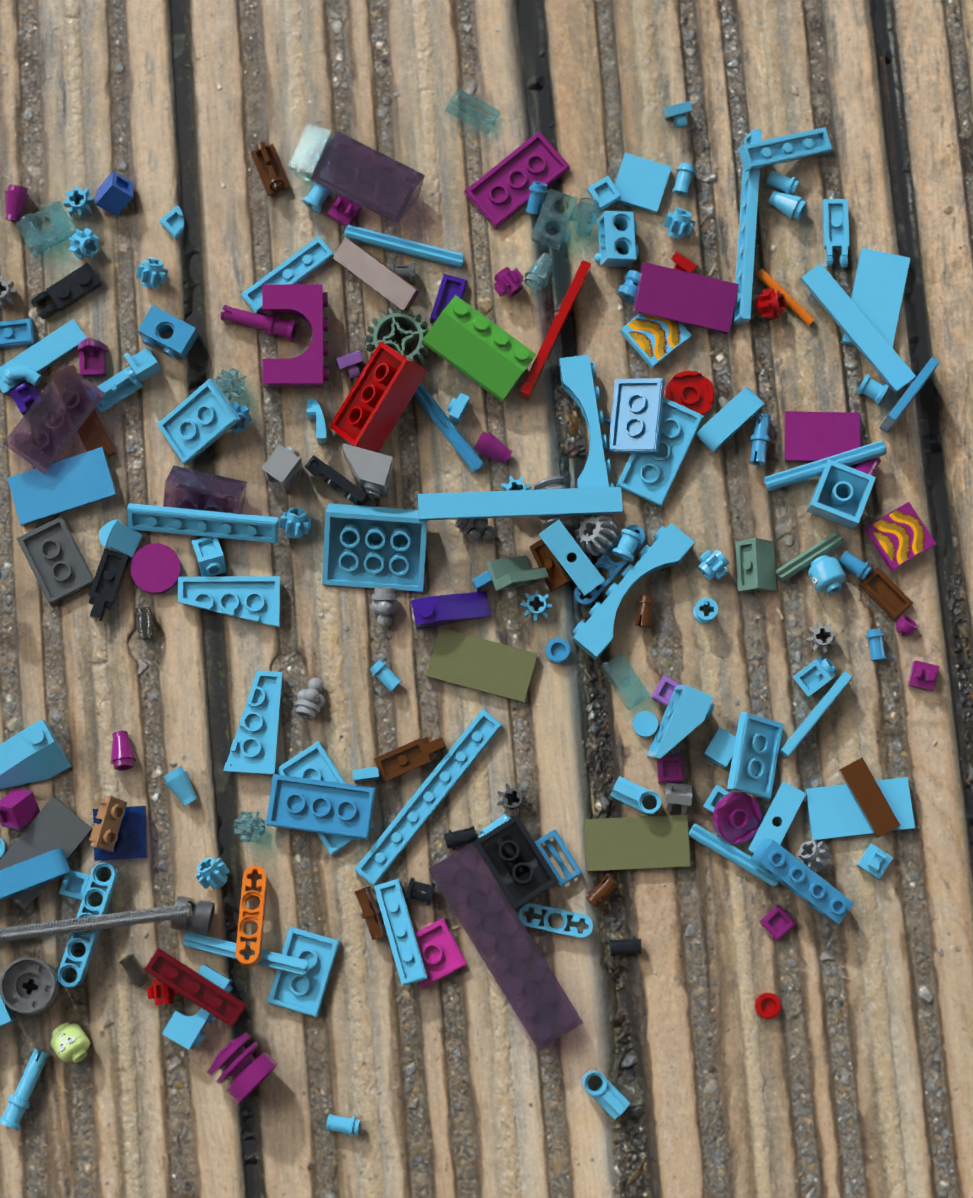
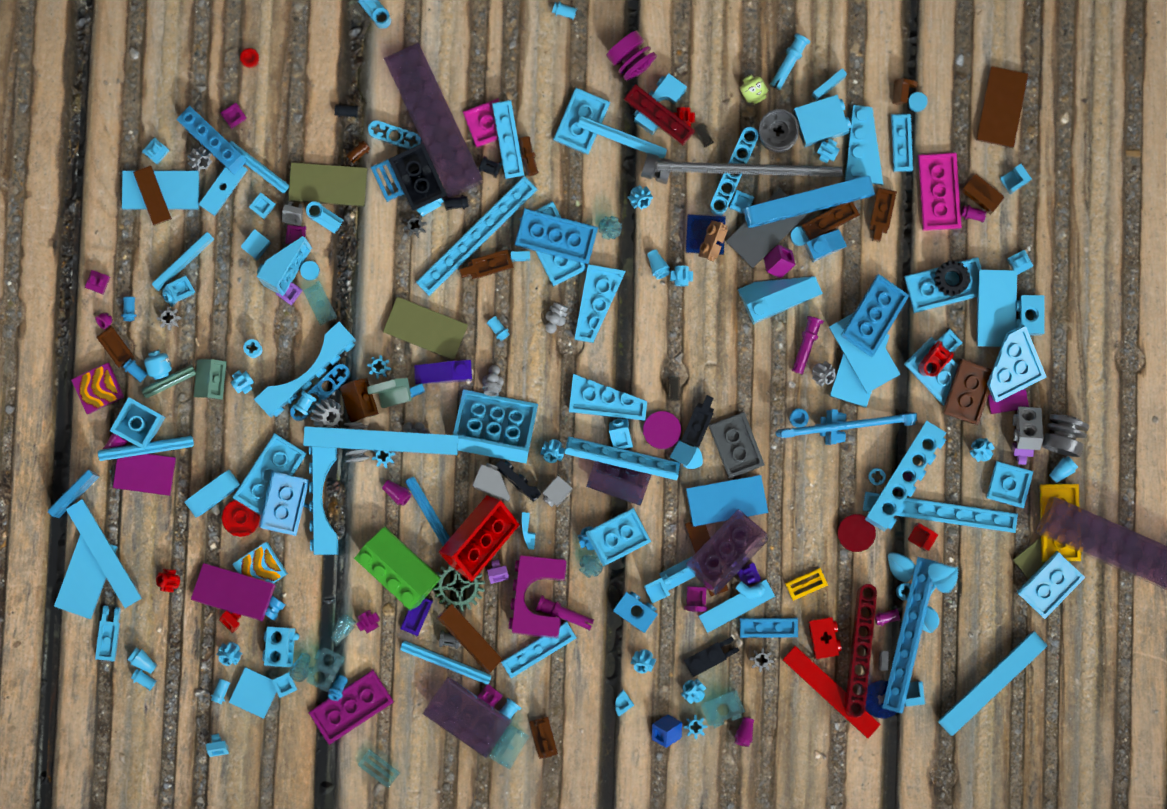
camera: 175 degrees left, 5 degrees up
(122, 753) = (698, 293): magenta cone -> none
(147, 772) = (681, 276): none -> medium azure gear
(247, 916) = (611, 162): orange beam -> none
(458, 407) = (419, 527): medium azure plate -> none
(555, 330) = (336, 580): red tile -> none
(558, 650) = (367, 333): dark azure tile -> none
(581, 569) = (343, 388): medium azure tile -> none
(645, 611) = (297, 355): reddish brown pin -> none
(736, 817) = (252, 192): magenta tile -> none
(746, 238) = (176, 647): medium azure tile -> none
(755, 755) = (231, 235): medium azure tile -> none
(760, 439) = (192, 475): dark azure pin -> none
(785, 149) = (137, 703): medium azure tile -> none
(803, 314) = (152, 583): orange bar -> none
(872, 389) = (100, 504): medium azure bush -> none

